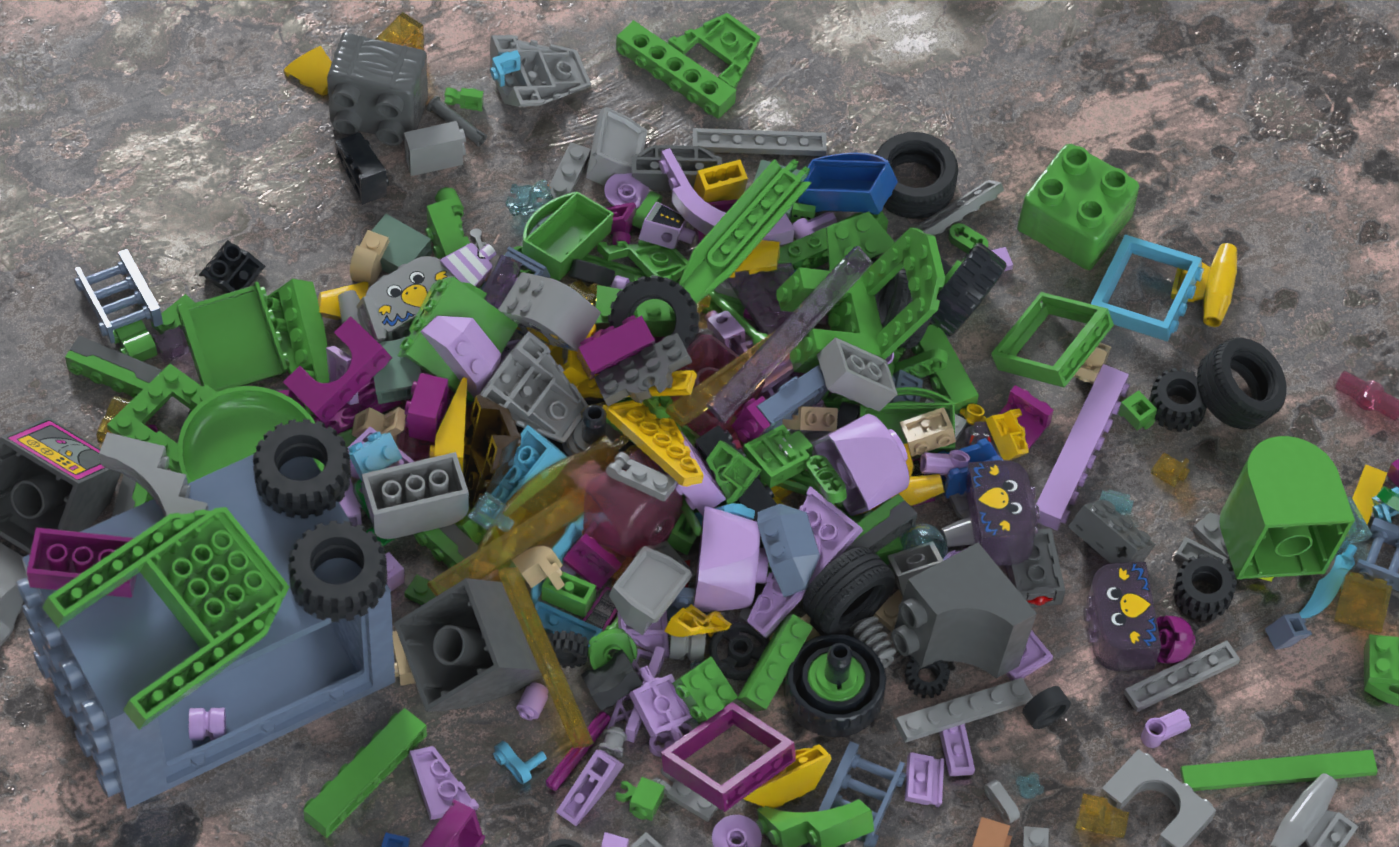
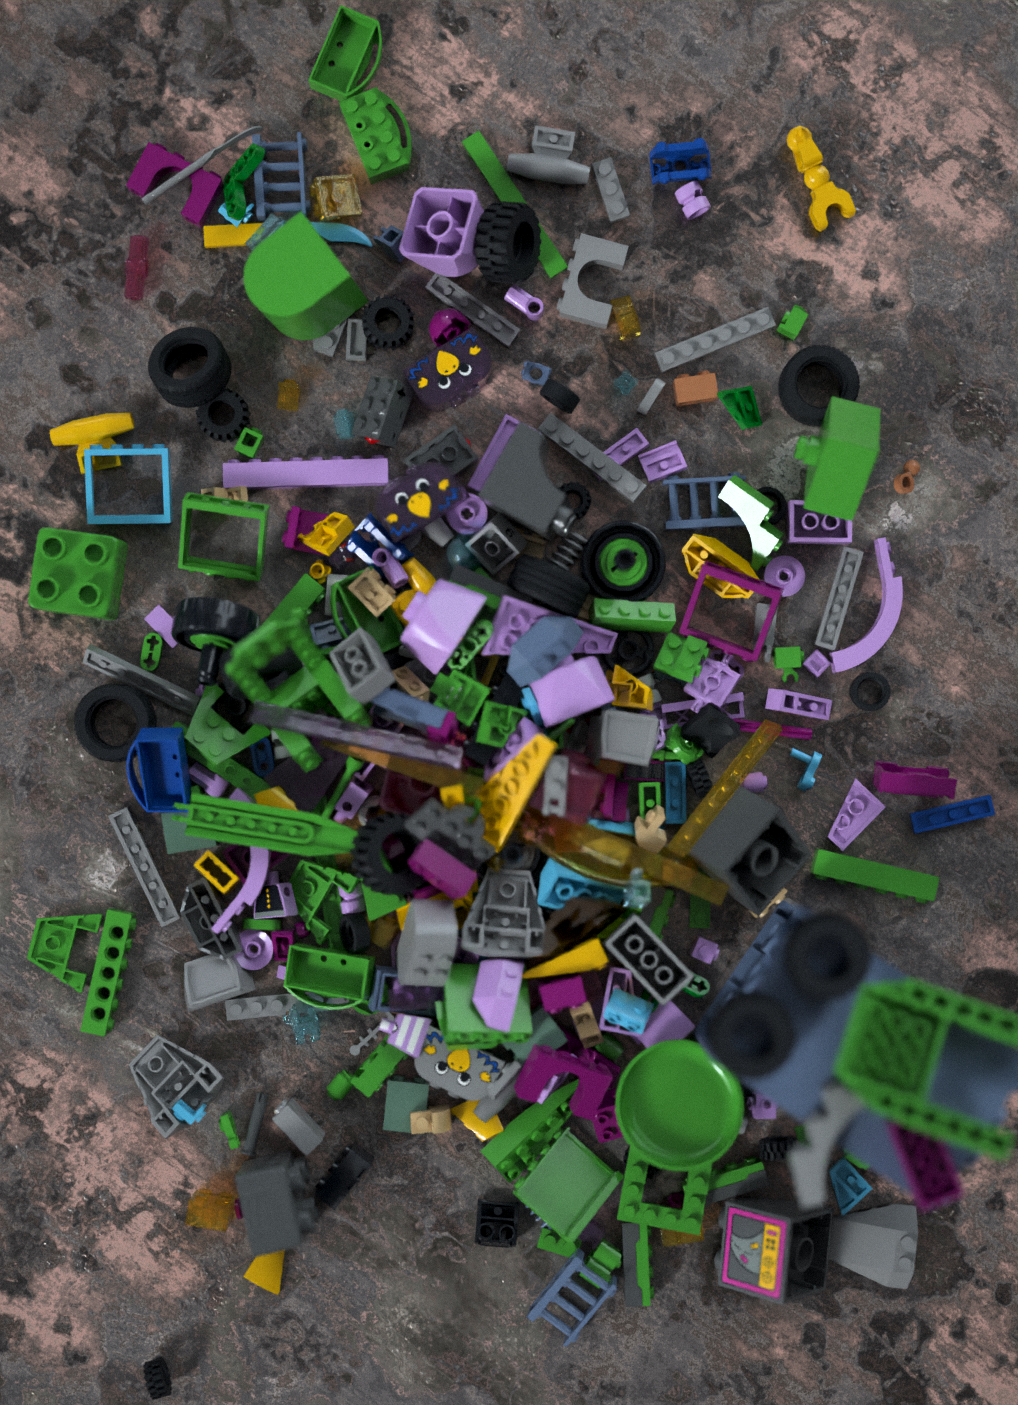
camera: 110 degrees left, 30 degrees up
(613, 741) = (754, 705): light grey brick -> none
(624, 827) = (816, 663): none -> lavender tile
(1086, 697) = (528, 366): none -> sand blue piece
(1254, 703) = (507, 242): none -> black tyre
(1275, 670) = (442, 230): none -> lavender piece

